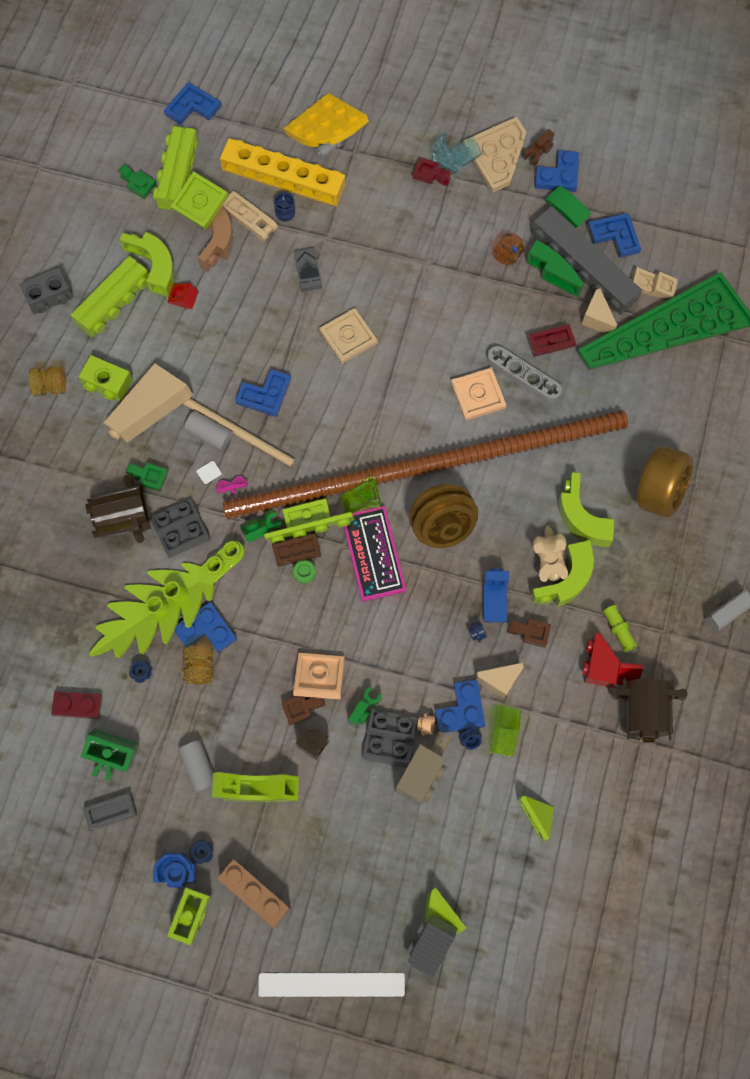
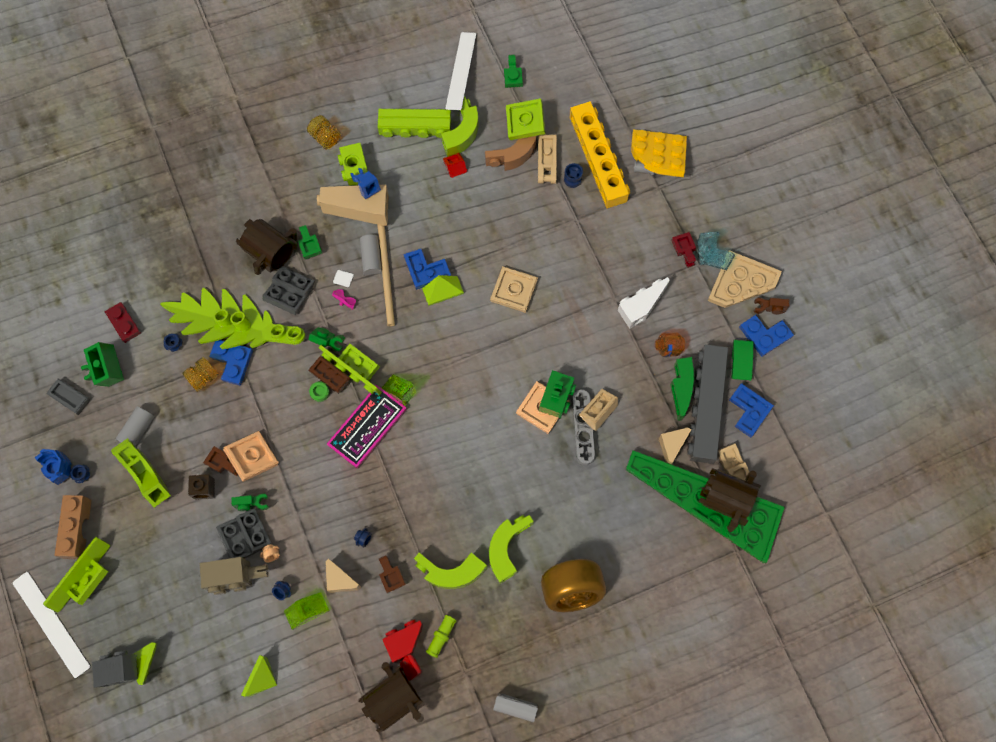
camera: 55 degrees right, 0 degrees up
(44, 286) = (388, 79): dark grey brick -> none
(96, 220) = (460, 71): none -> white sticker
(142, 375) = (367, 183): none -> blue piece
(177, 165) = (546, 85): lime brick -> none
(189, 916) = (29, 497): lime brick -> none
(191, 100) = (600, 56): blue plate -> none
(296, 395) = (442, 288): none -> lime slope
(308, 269) = (541, 226): dark grey tile -> none
(313, 919) = (81, 578): none -> lime bracket
(427, 464) = (462, 414): dark orange piece -> none
(443, 515) = (422, 450): pearl gold wheel -> none
(455, 244) = (637, 308): none -> white slope
(467, 712) = (299, 575): blue plate -> none
(480, 369) = (556, 394): none -> green brick
(495, 595) = (397, 531): blue bracket -> none
(519, 347) = (599, 409): none -> tan slope
(550, 551) = (458, 543): tan animal -> none
(551, 340) = (625, 426): dark red plate -> none
(685, 299) = (730, 496): none -> dark brown container

